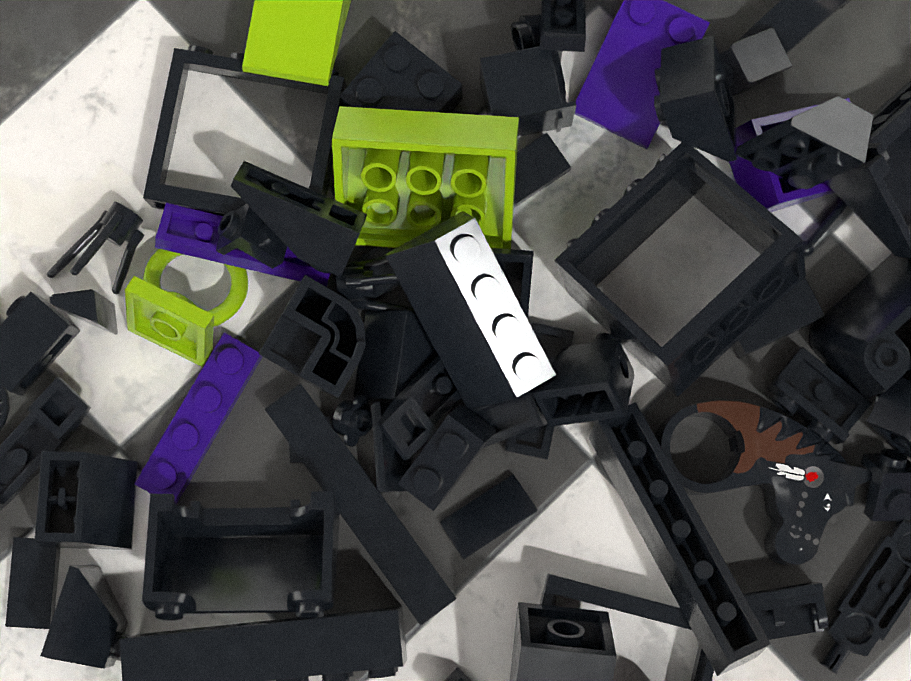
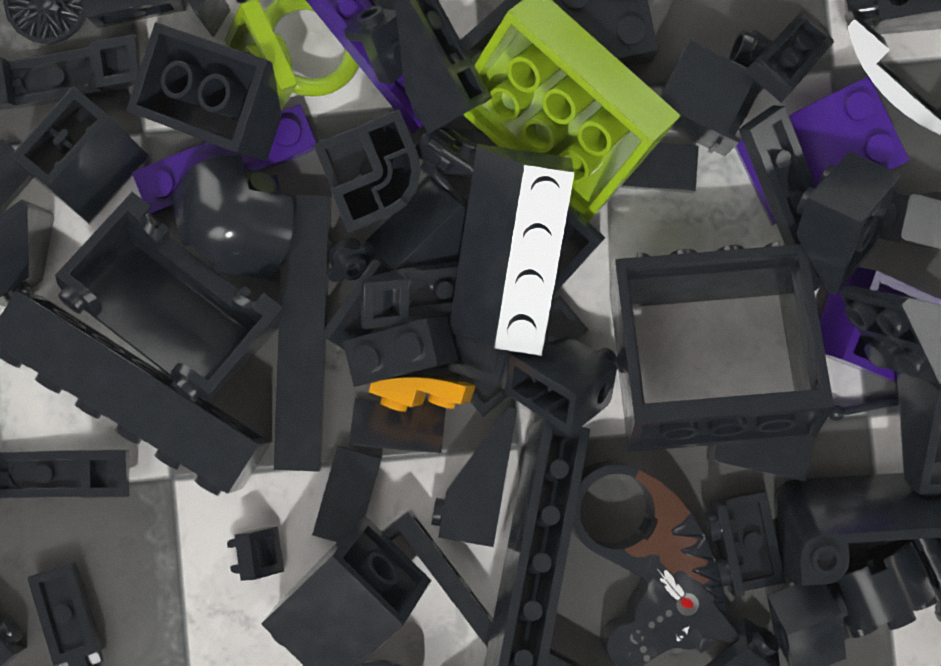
camera: 40 degrees right, 5 degrees up
(148, 374) = (208, 92): none -> black slope
(241, 454) = (234, 216): none -> black brick
(476, 482) = (411, 391): none -> light orange slope
(490, 599) = (346, 493): none -> black tile
(588, 519) = (476, 493): none -> black slope
(623, 102) = (780, 170): none -> black plate

